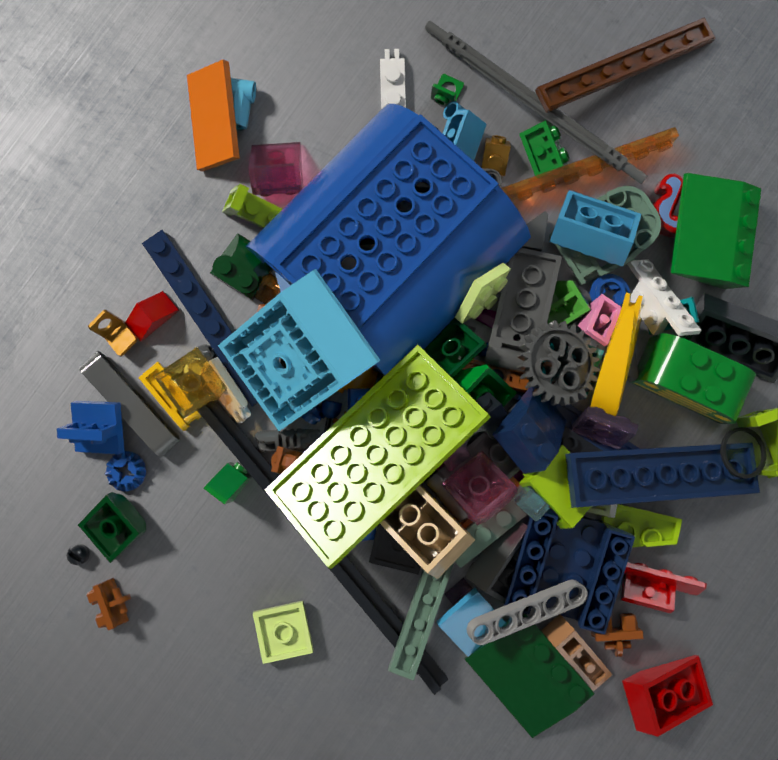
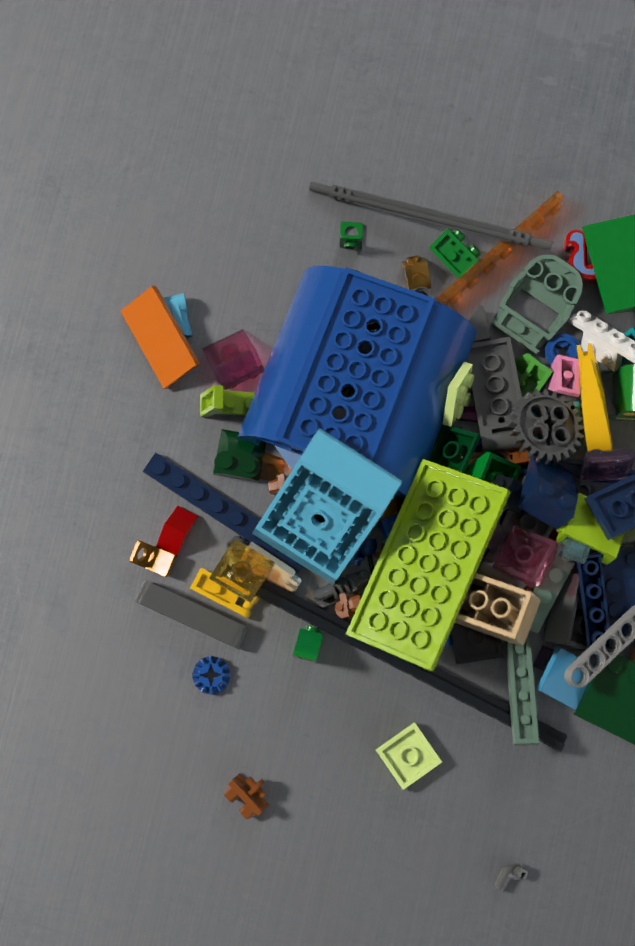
camera: 30 degrees left, 5 degrees down
(81, 551) = (200, 760): black hinge -> none
(95, 427) = (172, 646): blue bracket -> none
(113, 525) = (221, 726): dark green slope -> none
(392, 79) = (300, 245): white hinge -> none
(463, 128) = (380, 262): dark azure hinge -> none
(596, 228) = (528, 301): dark azure slope -> none
(624, 65) = (493, 155): reddish brown tile -> none

